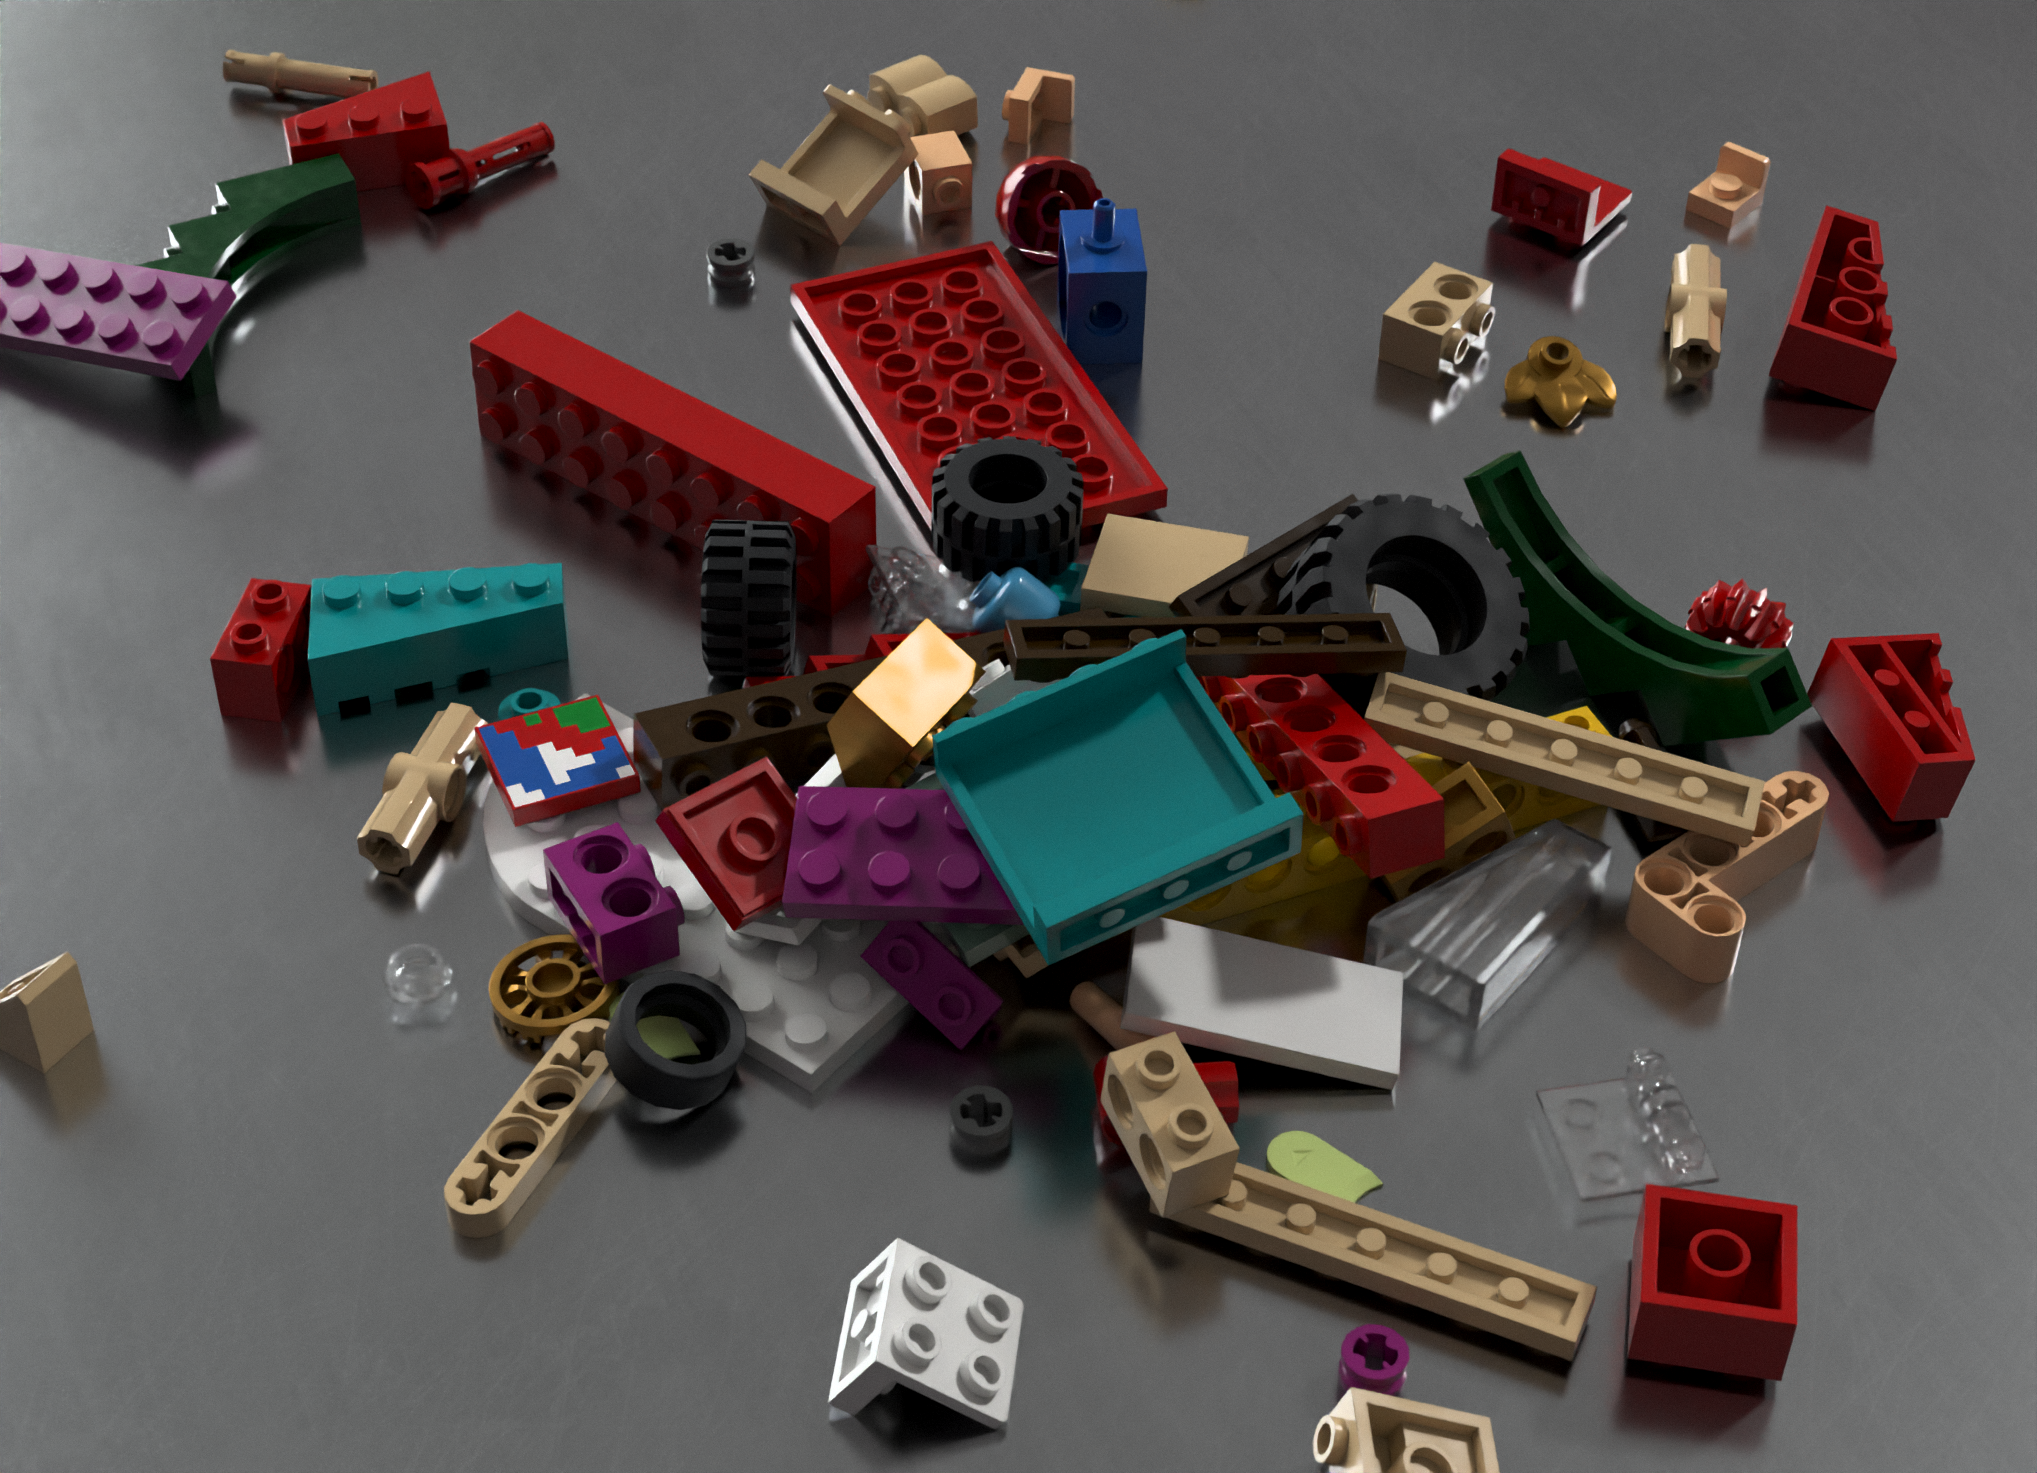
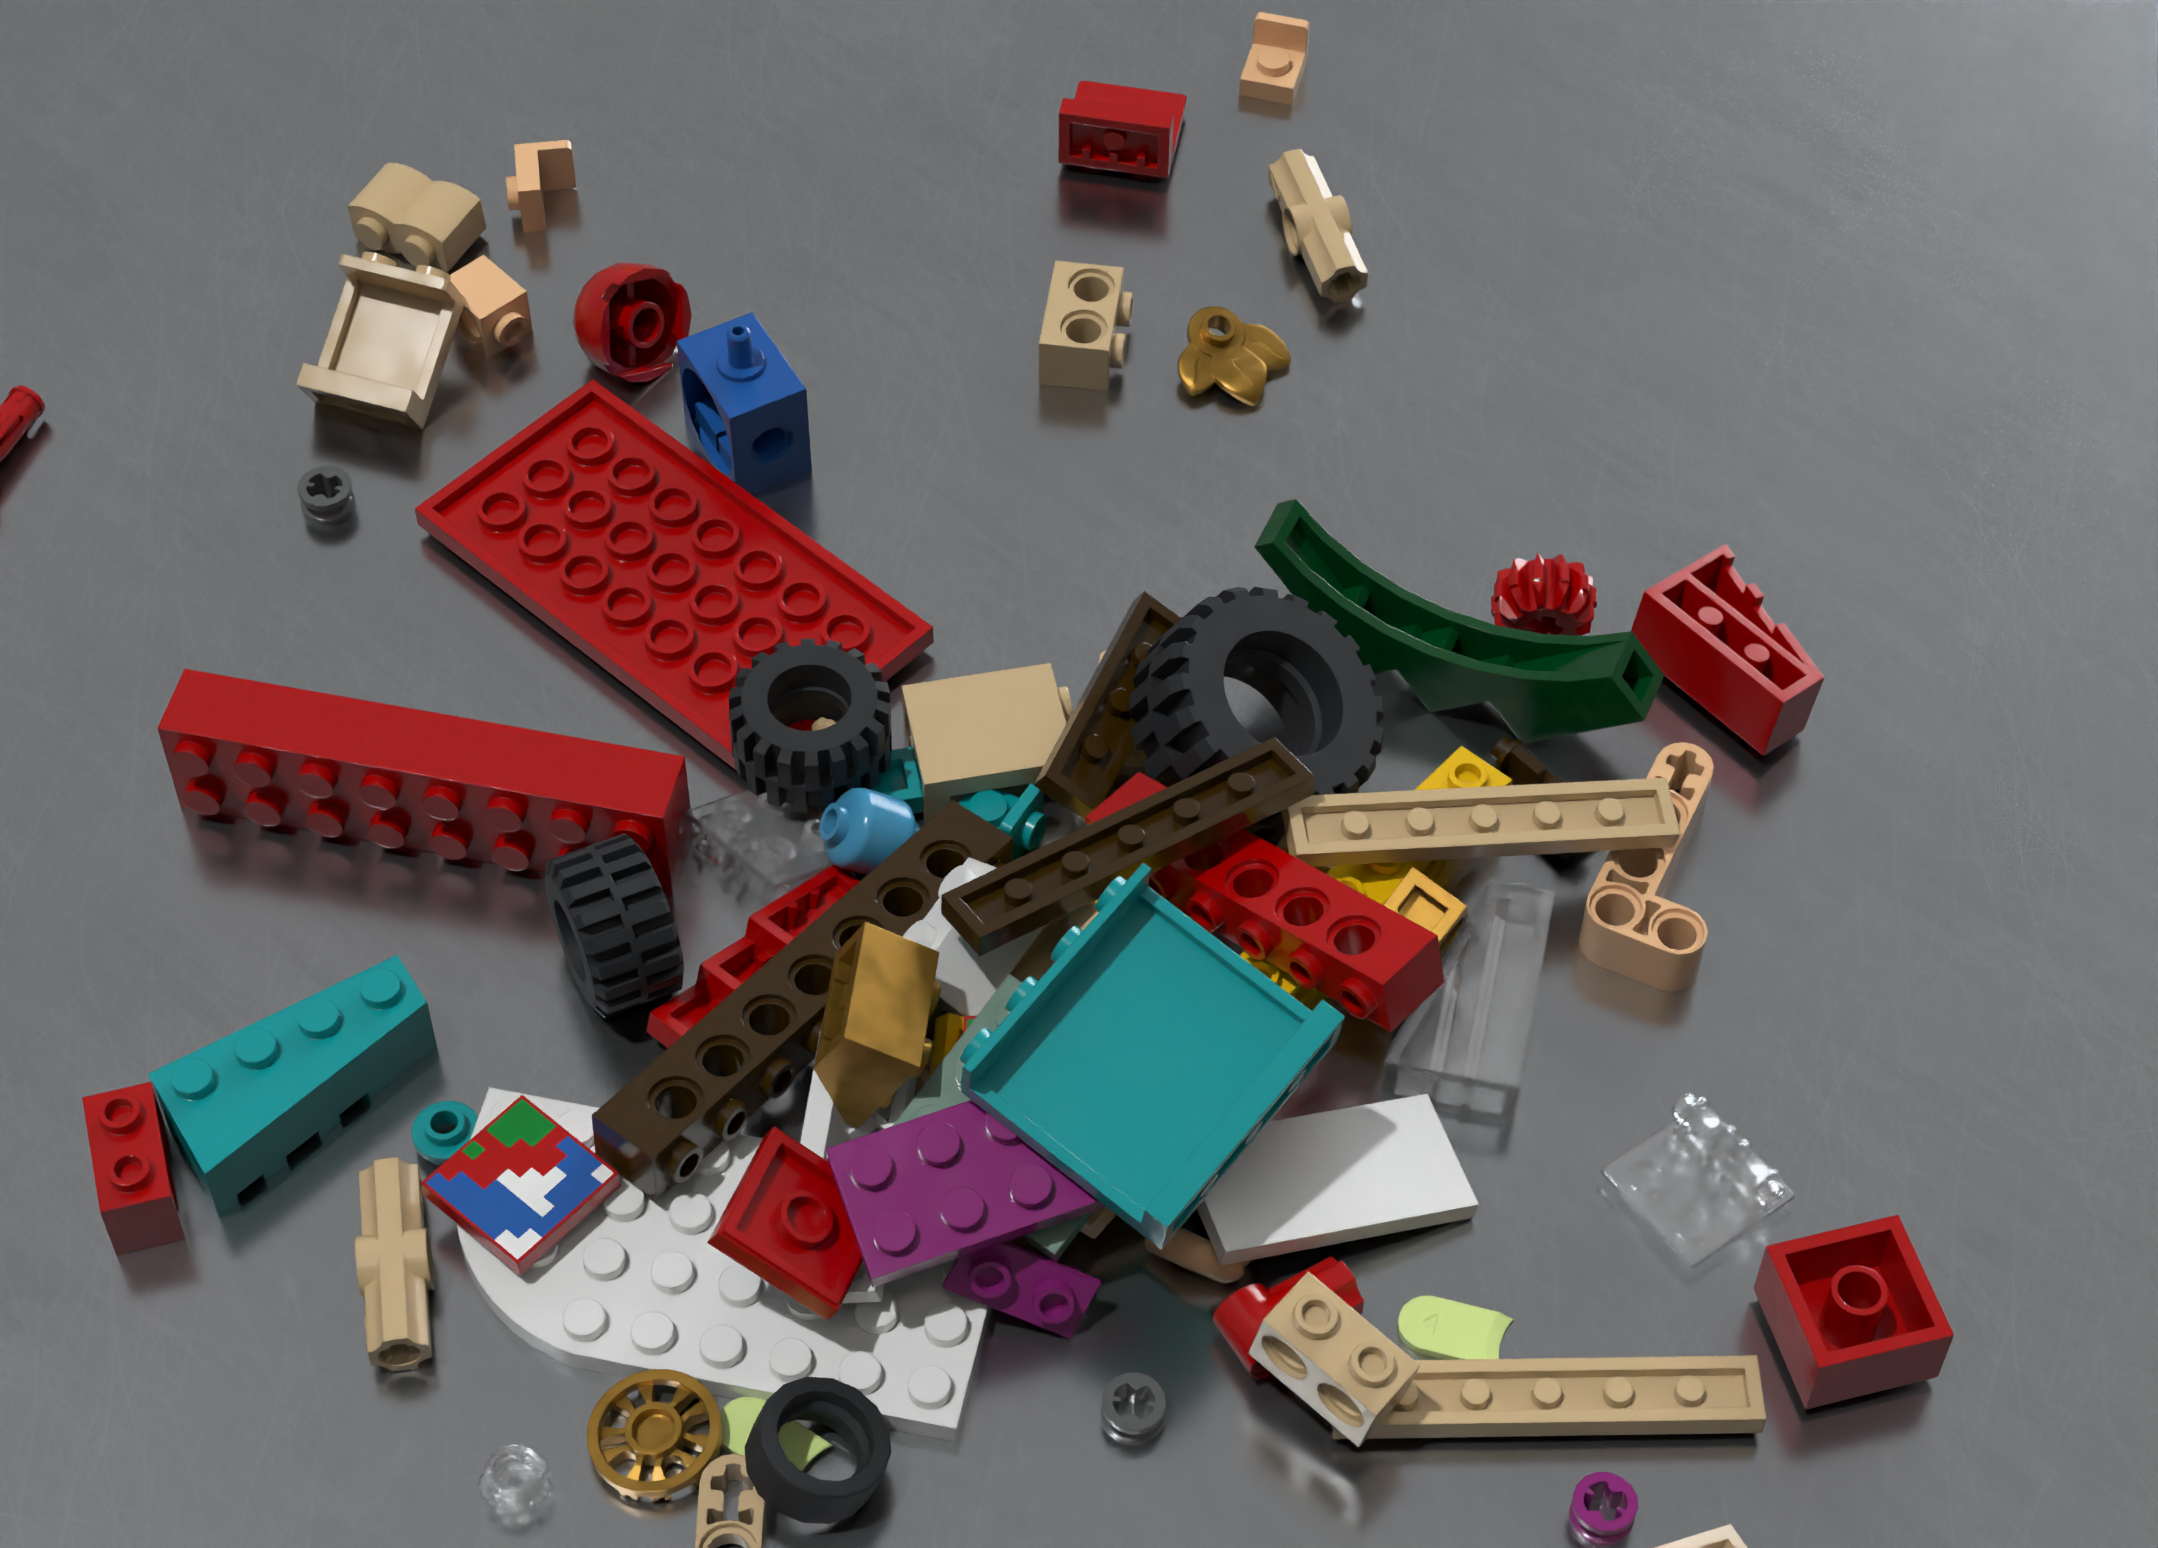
camera: 25 degrees left, 10 degrees up
(613, 902) = (669, 1340): magenta brick -> none
(1838, 318) = (1451, 190): red wedge -> none

